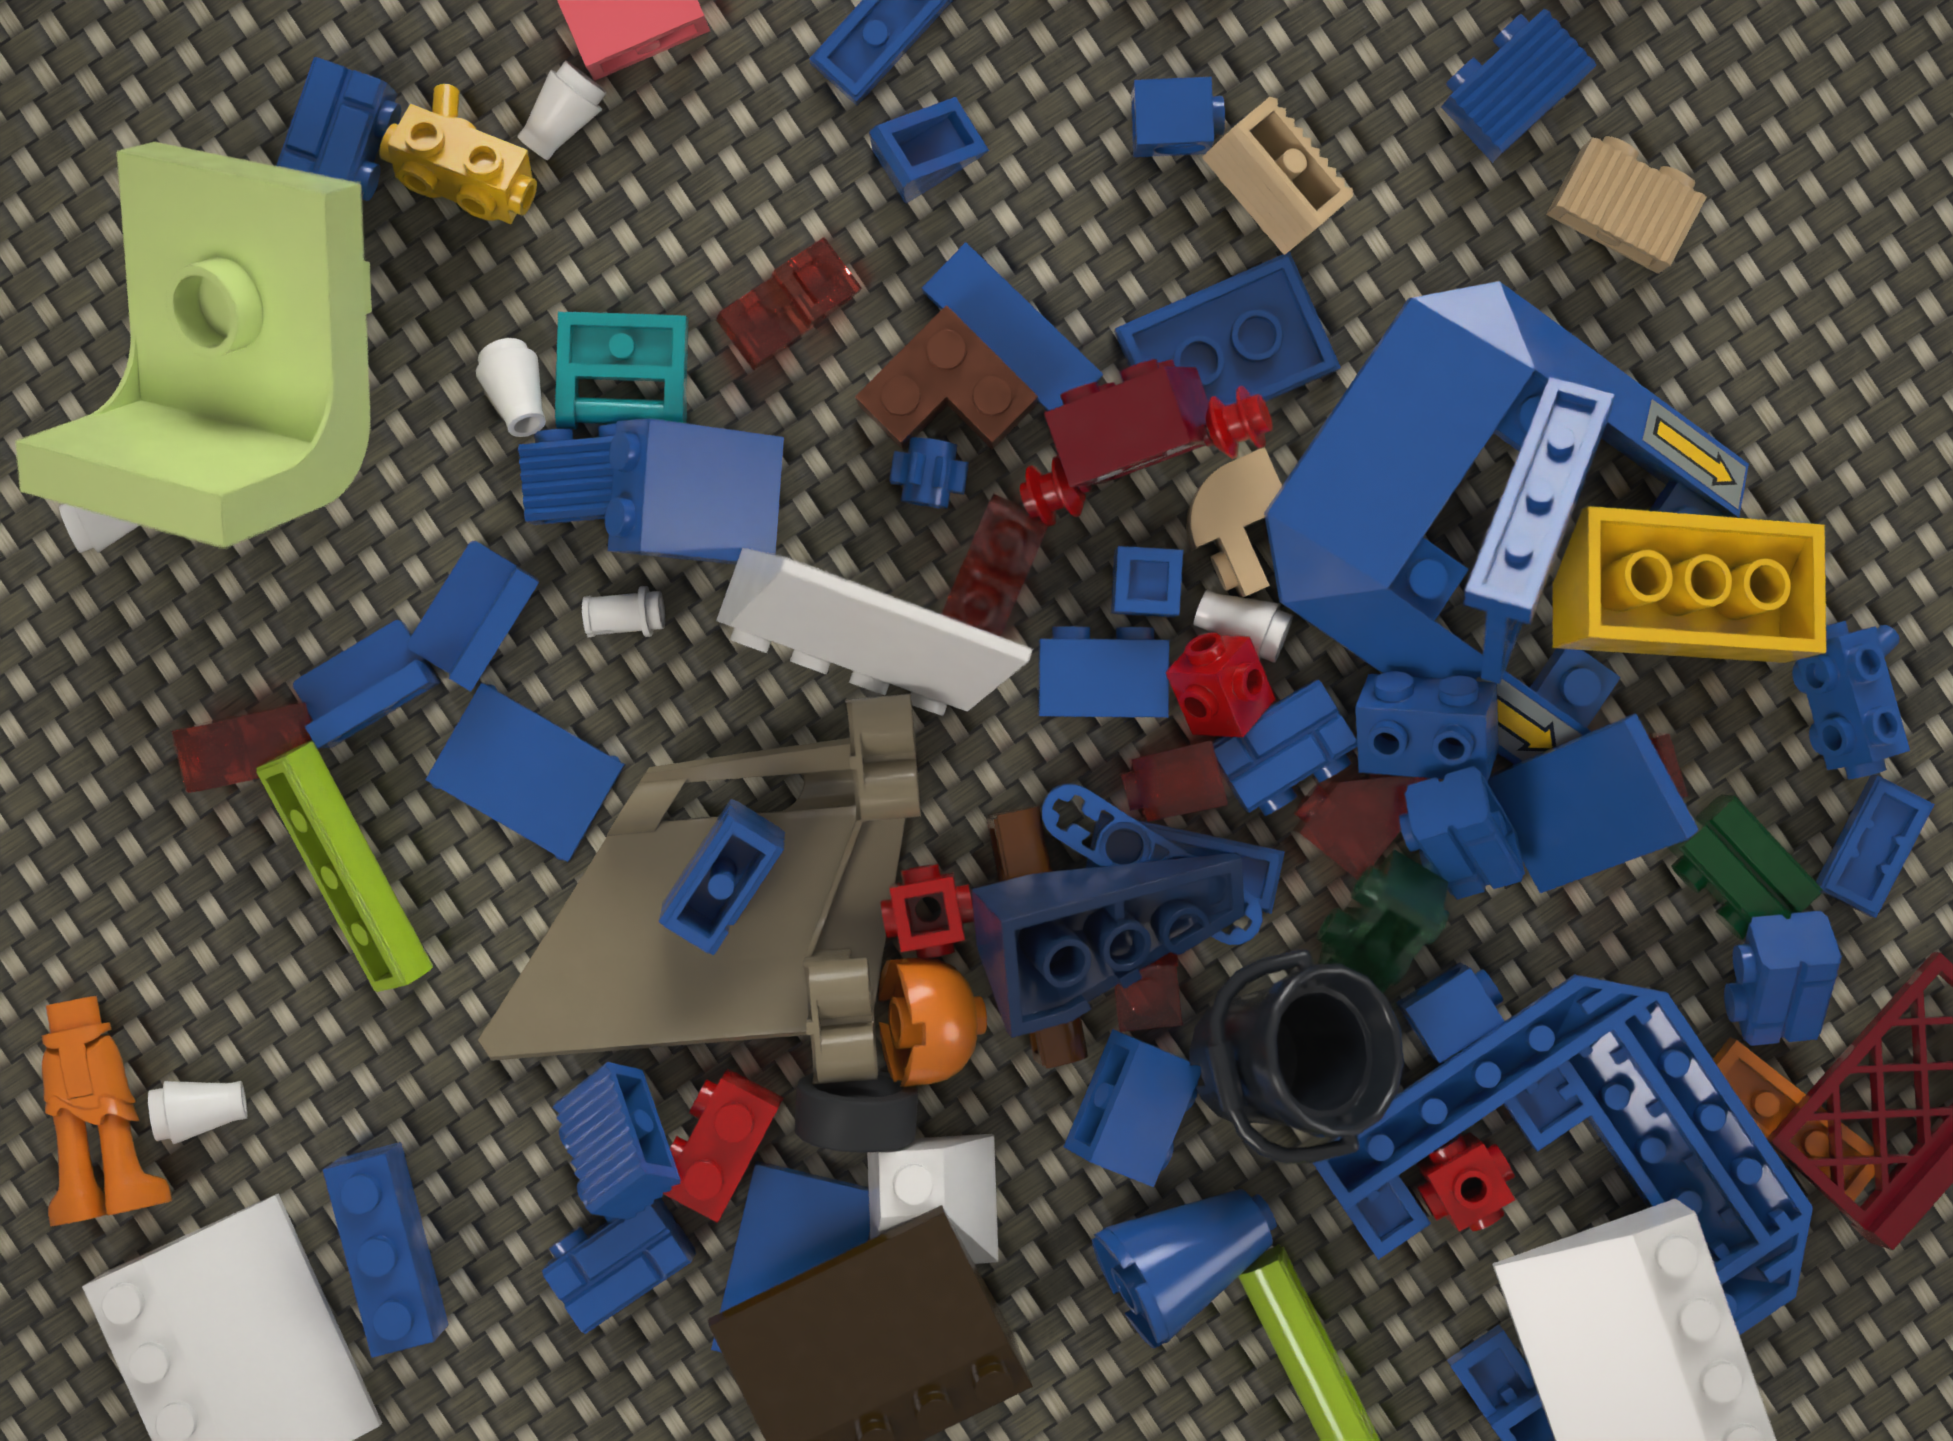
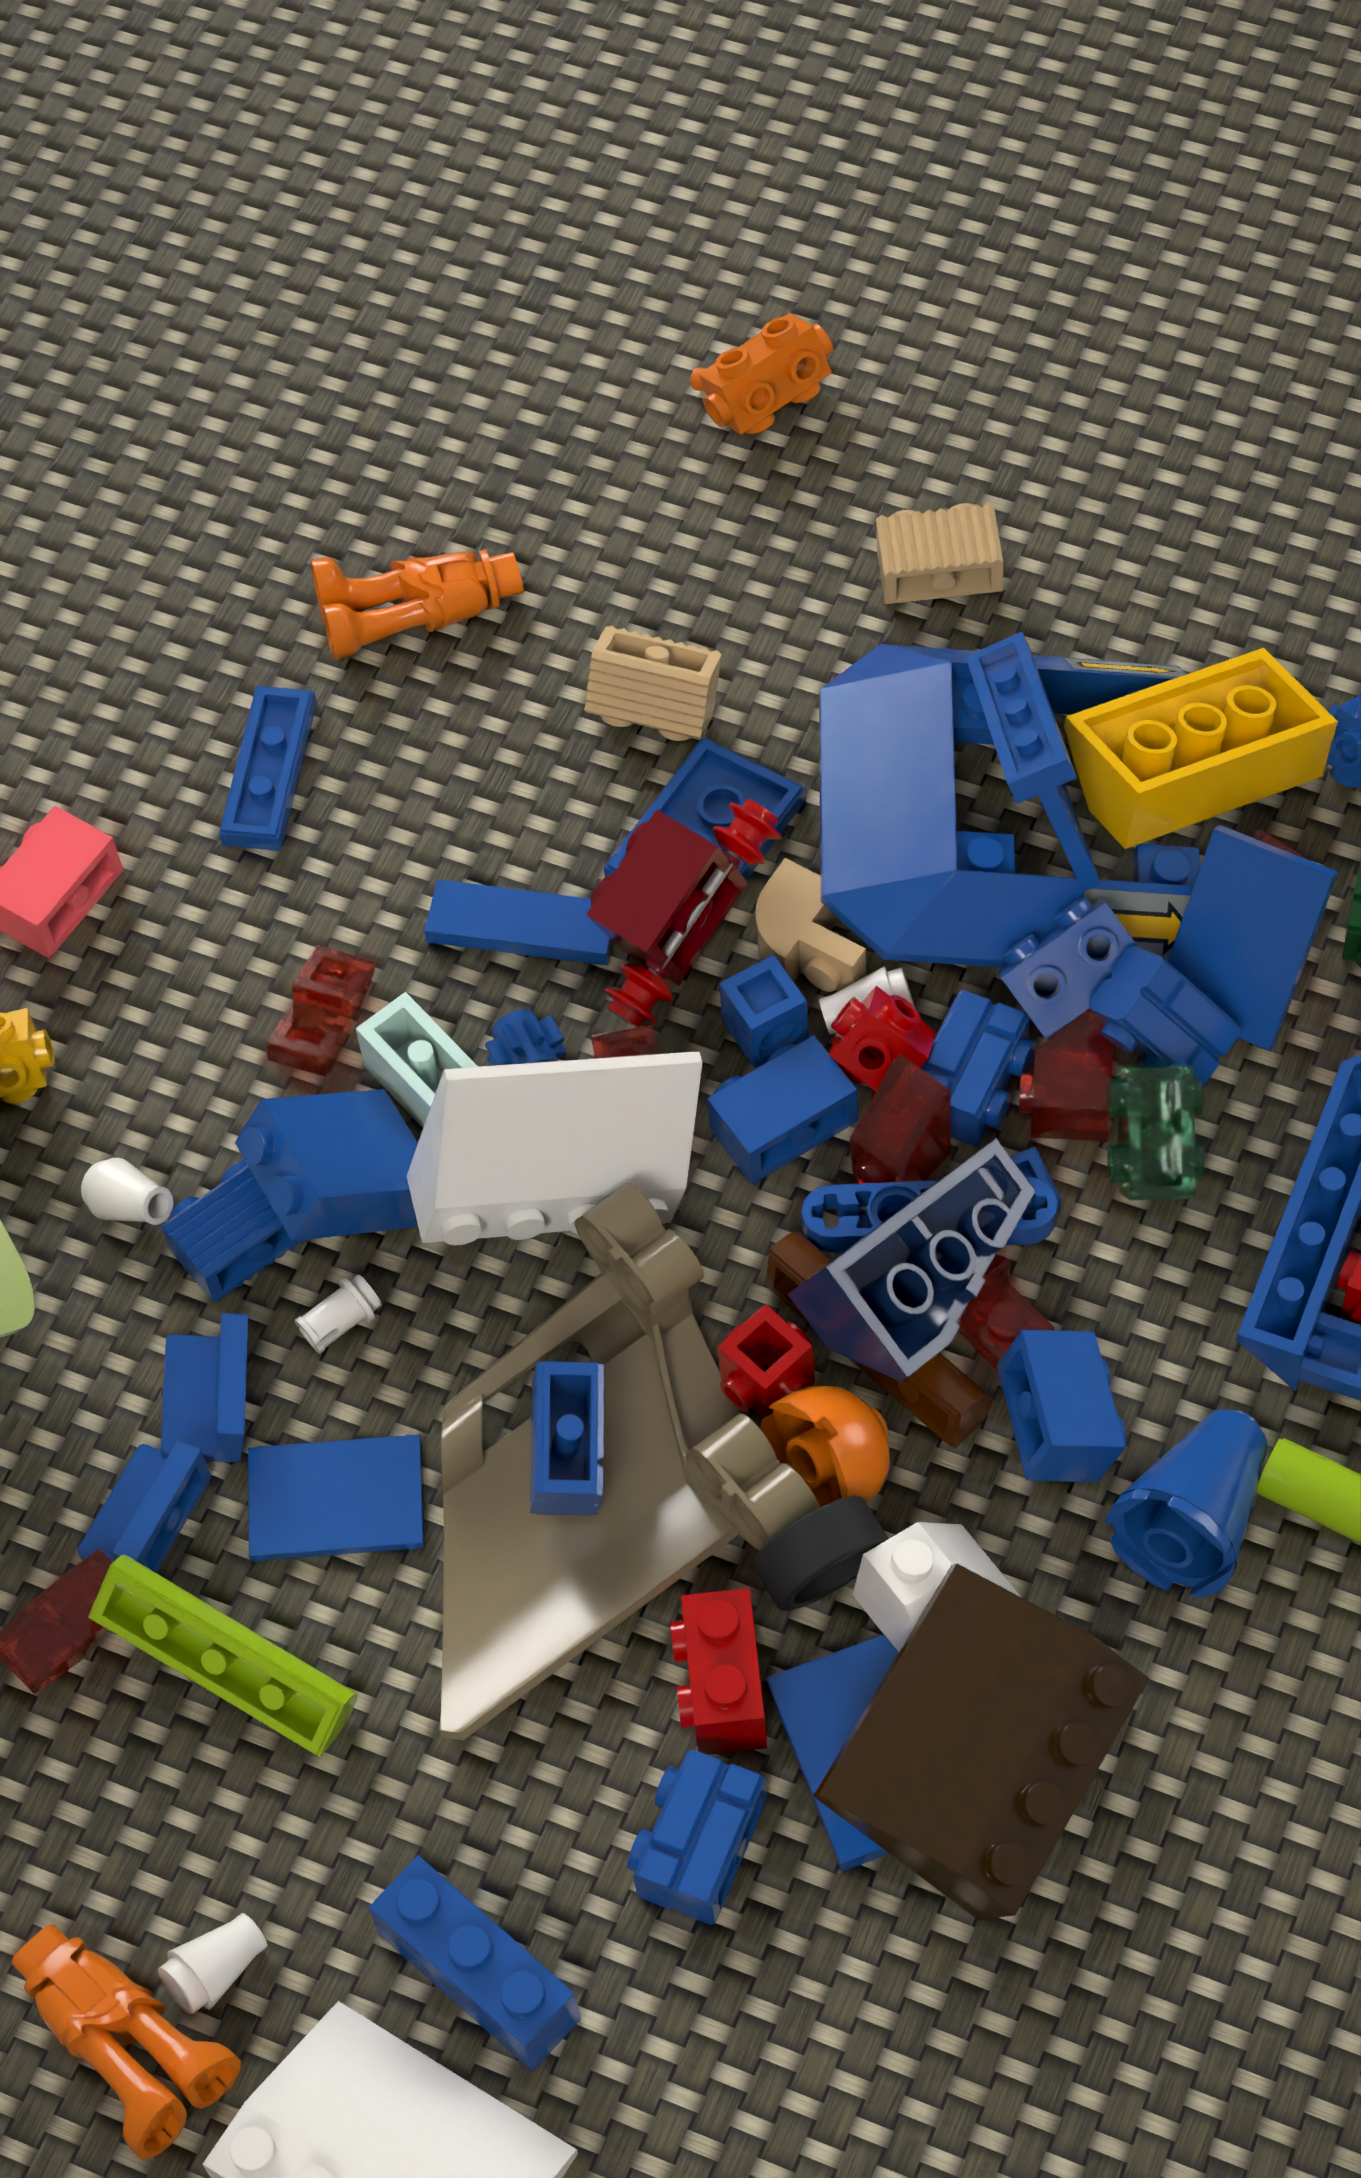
camera: 30 degrees left, 30 degrees down
(562, 109) = (37, 977): white cone -> none
(616, 1142) = (625, 1714): blue brick -> none
(620, 349) = (195, 1125): teal plate -> none
(827, 440) = (408, 1054): none -> light aqua brick
(926, 147) = (354, 840): blue slope -> none
(945, 368) = (500, 966): copper brick -> none
(1175, 116) = (541, 700): blue brick -> none
(1300, 1055) = (1155, 1245): black piece -> none
(1453, 1010) = (1265, 1171): blue brick -> none
(1517, 84) = (791, 529): blue brick -> none

